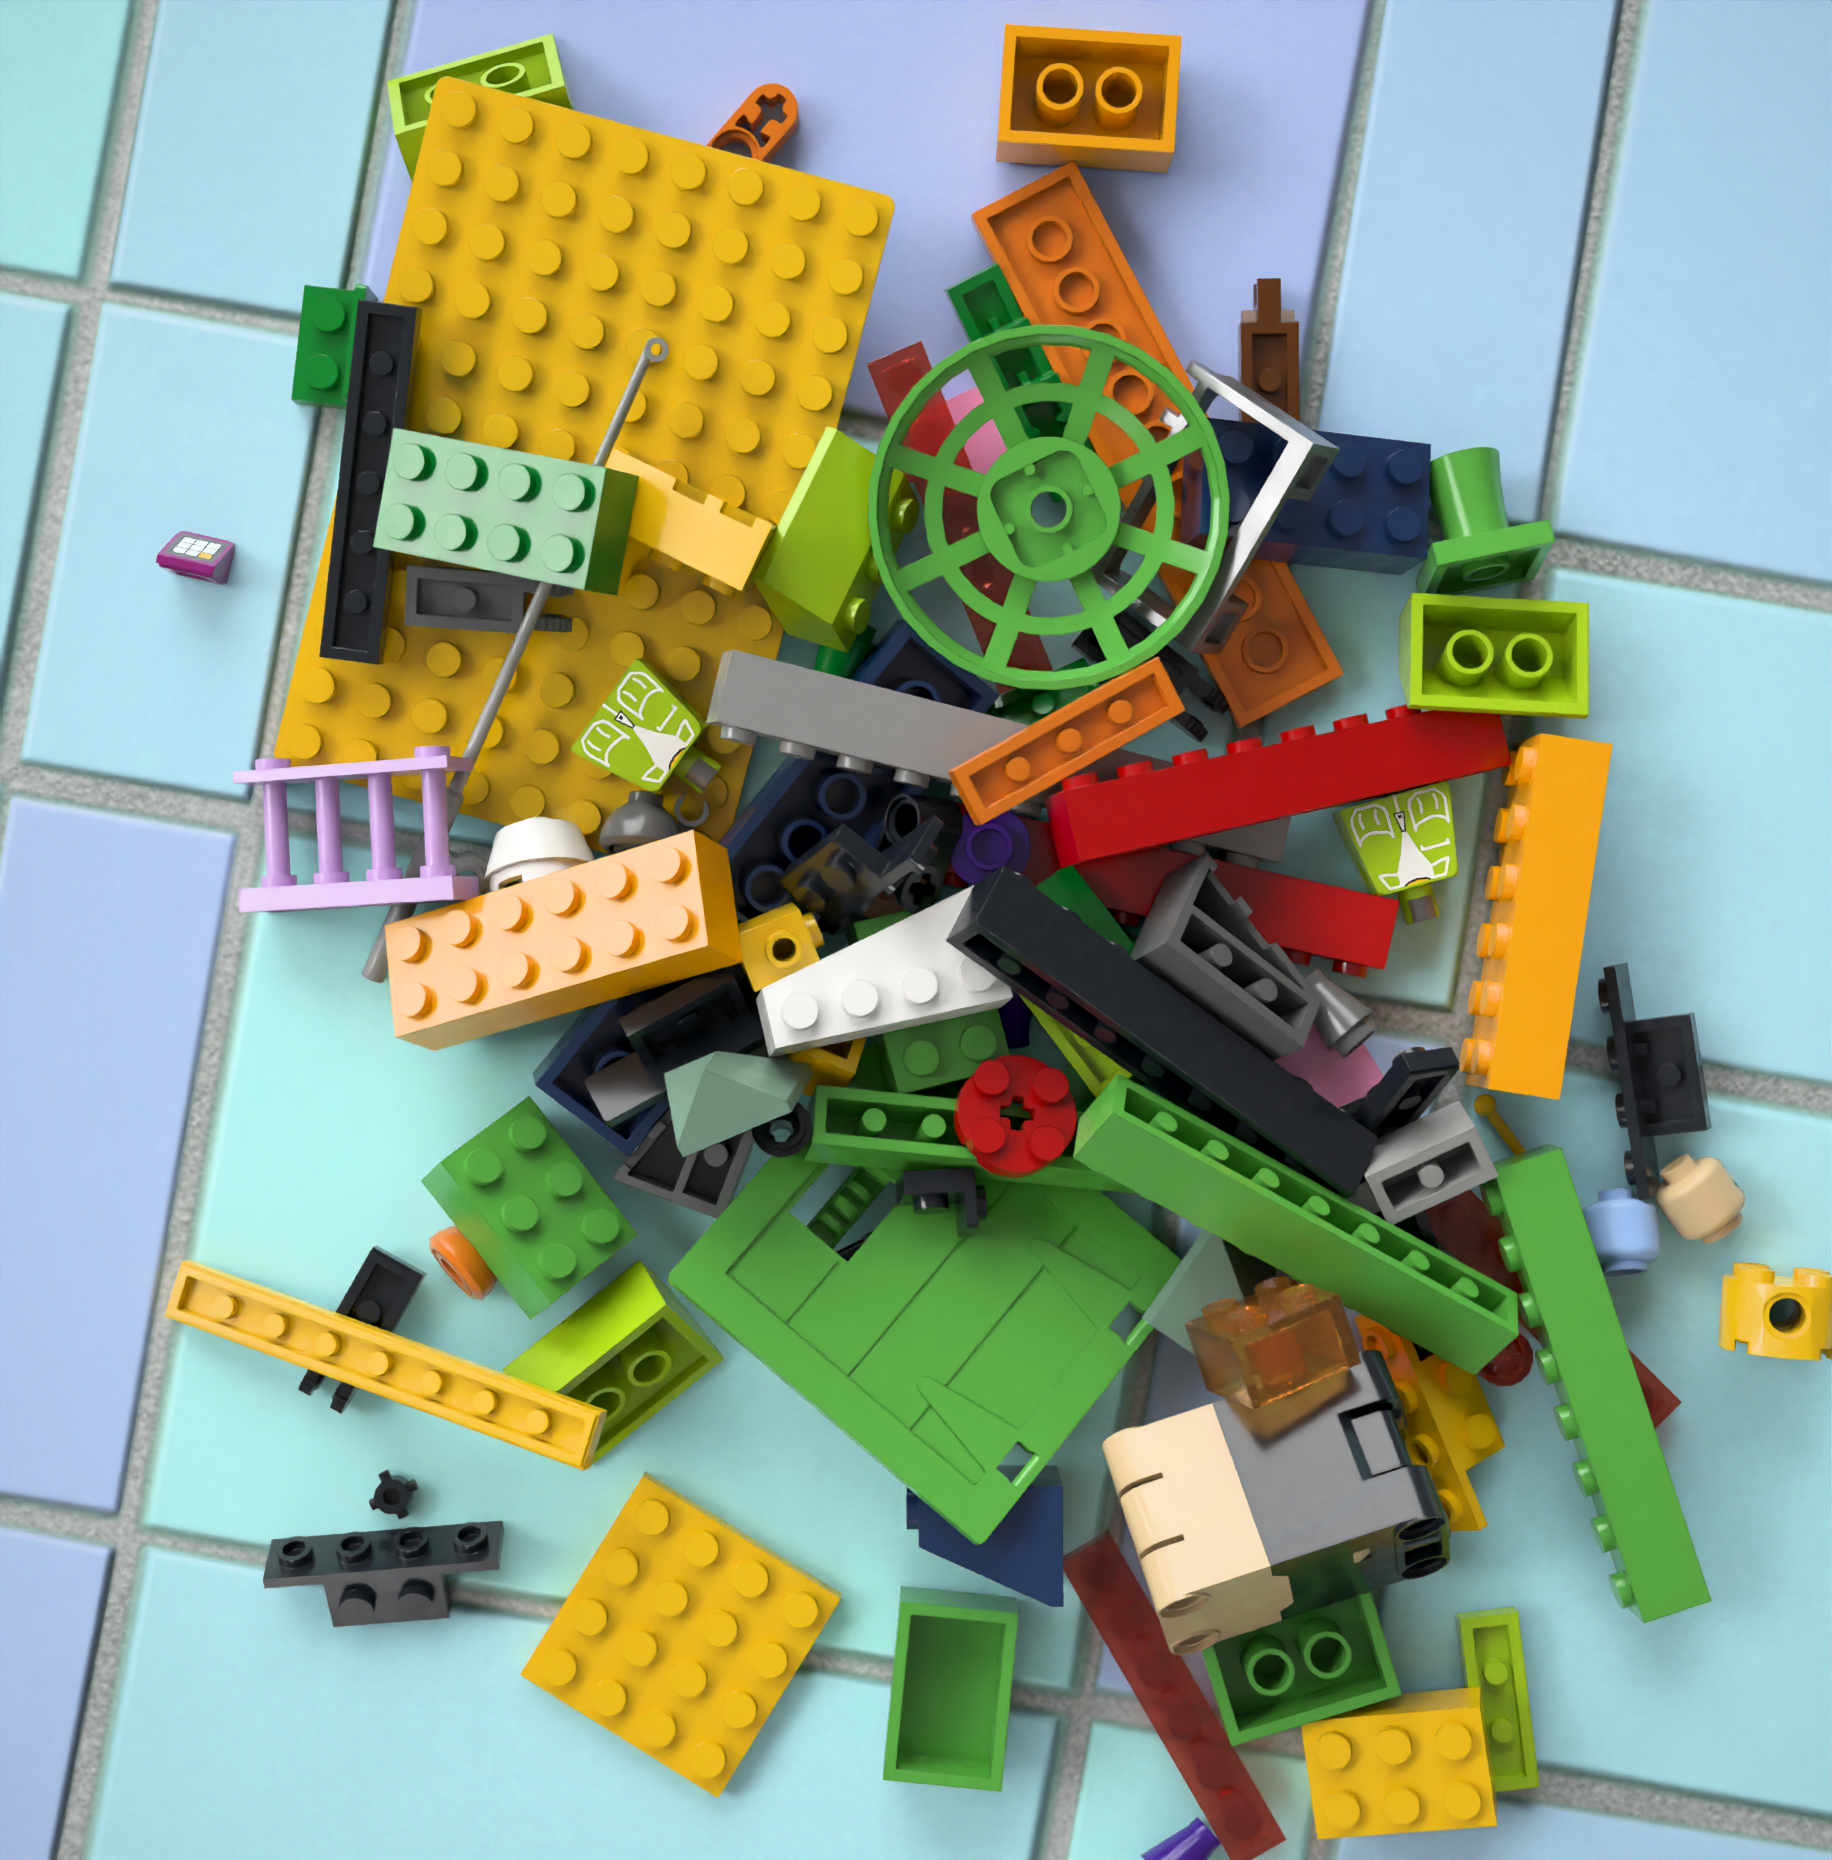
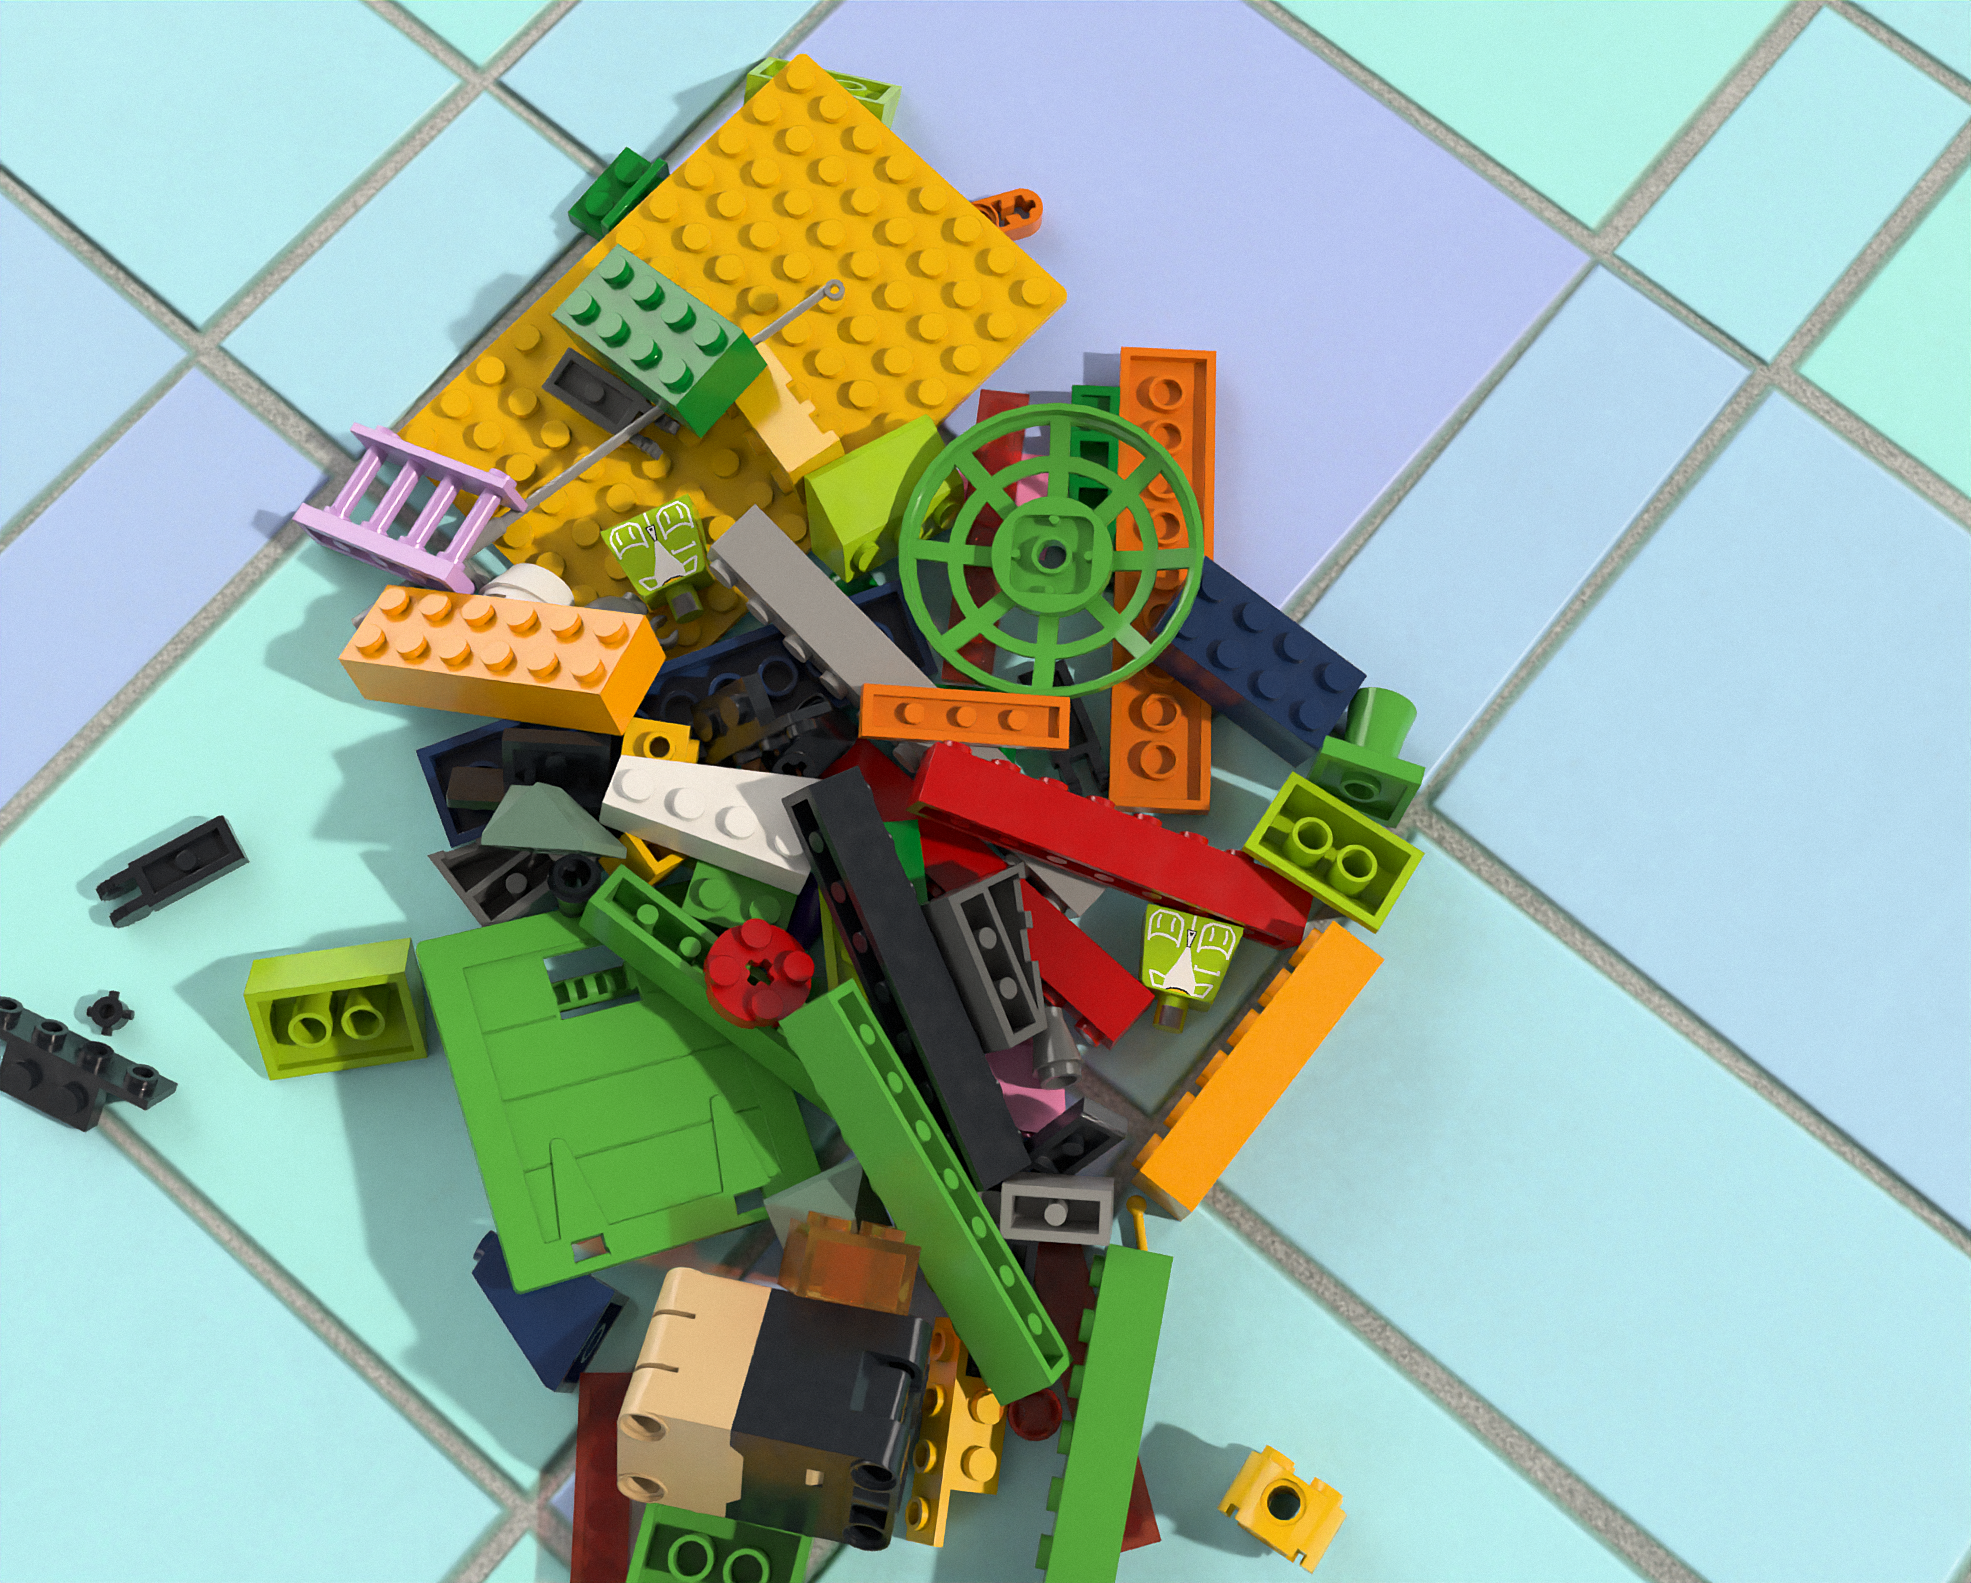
camera: 30 degrees right, 15 degrees down
(197, 557) = (431, 278): magenta slope -> none
(376, 404) = (534, 334): black plate -> none
(387, 1364) = (172, 903): yellow tile -> none
(462, 1262) = (289, 863): orange brick -> none
(529, 1207) = (353, 846): bright green brick -> none
(681, 1634) = (250, 1257): yellow plate -> none
(935, 1189) = (667, 1005): black bracket -> none
(950, 1688) = (426, 1421): bright green piece -> none
(990, 847) = (877, 767): dark purple piece -> none
(1088, 98) = (1249, 313): light orange brick -> none
(1269, 350) = (1283, 556): reddish brown hinge -> none
(1293, 477) = (1250, 619): flat silver hinge -> none
(1623, 1232) = (1188, 1369): light blue head -> none
(1657, 1074) = (1285, 1258): black bracket -> none
(1700, 1198) = (1268, 1378): tan head -> none

